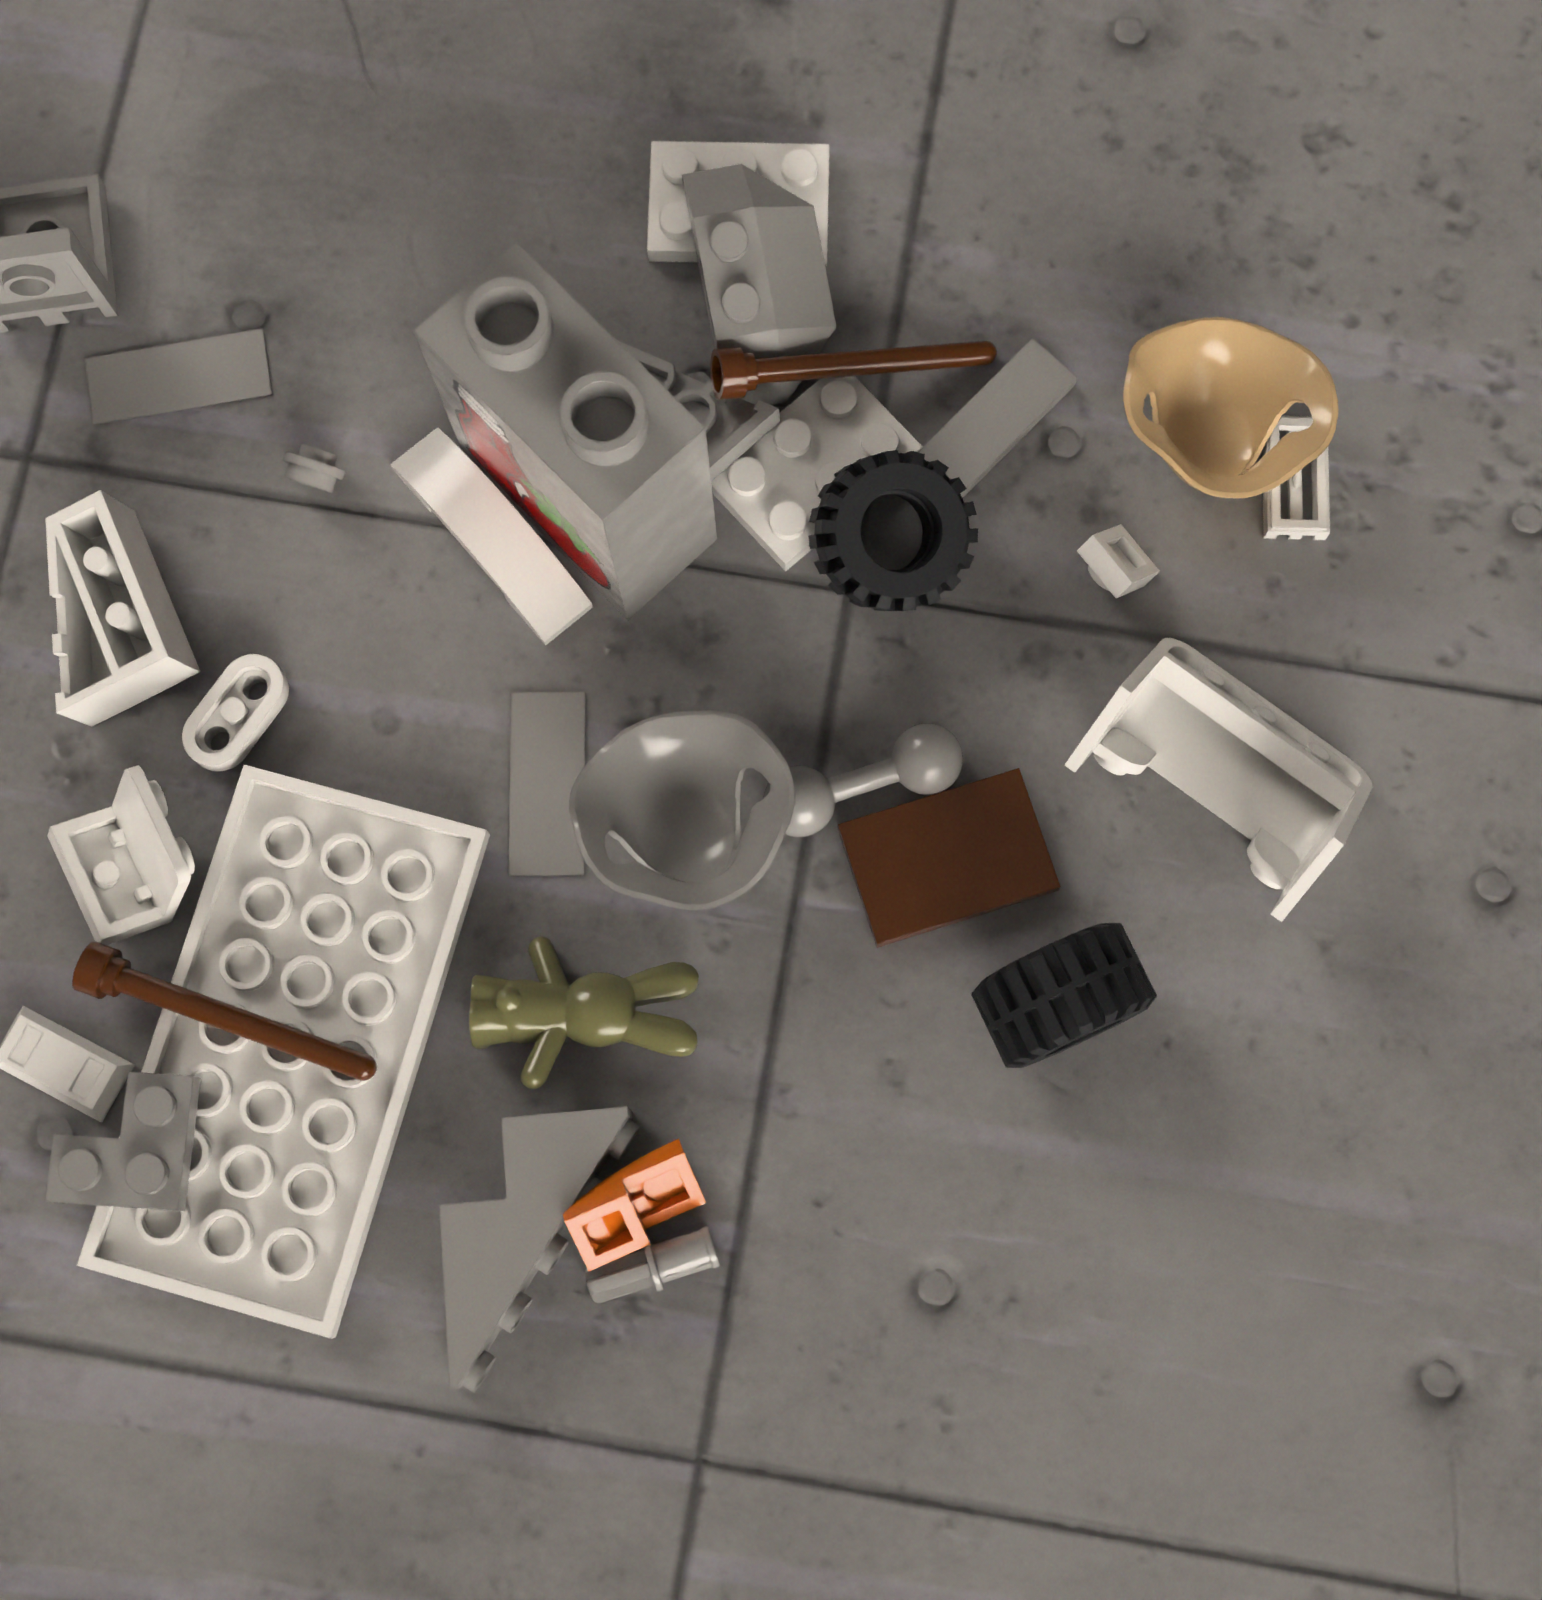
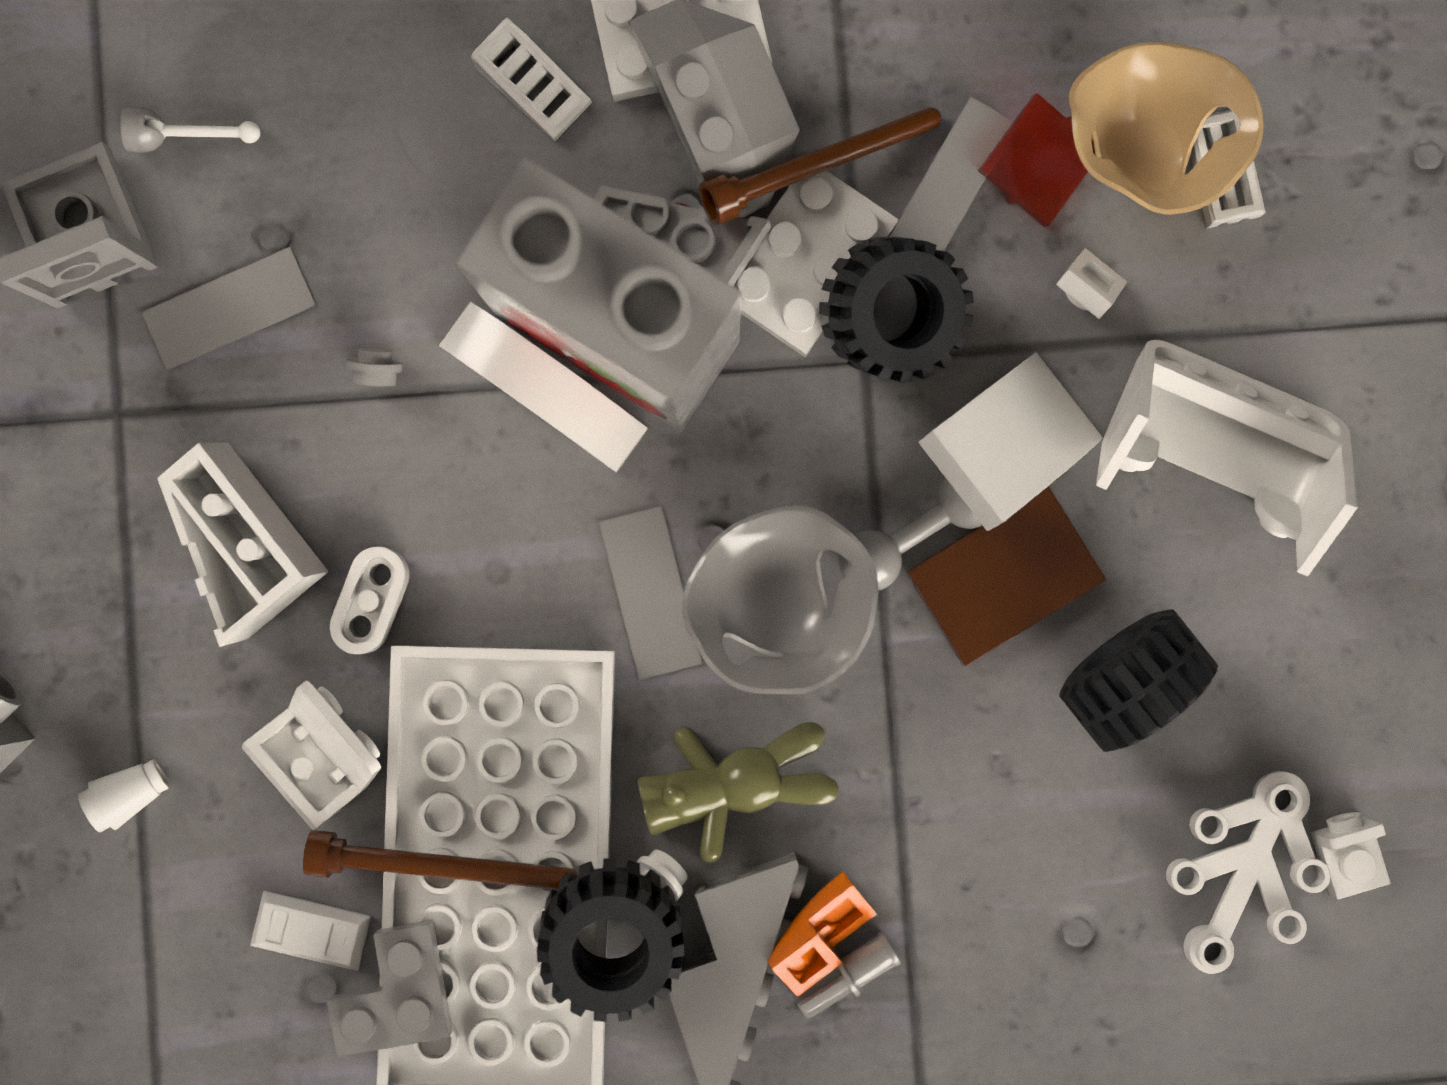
camera: 15 degrees left, 10 degrees up
(146, 175) = (145, 130): none -> hinge
(345, 1171) = (610, 983): none -> black tyre
(470, 1095) = (667, 868): none -> white plate
(543, 183) = (496, 46): none -> white slope
(985, 703) = (1011, 442): none -> white slope
(1087, 423) = (1036, 161): none -> clear red piece
(1156, 1252) = (1250, 864): none -> white plant
(1274, 1272) = (1351, 854): none -> white bracket

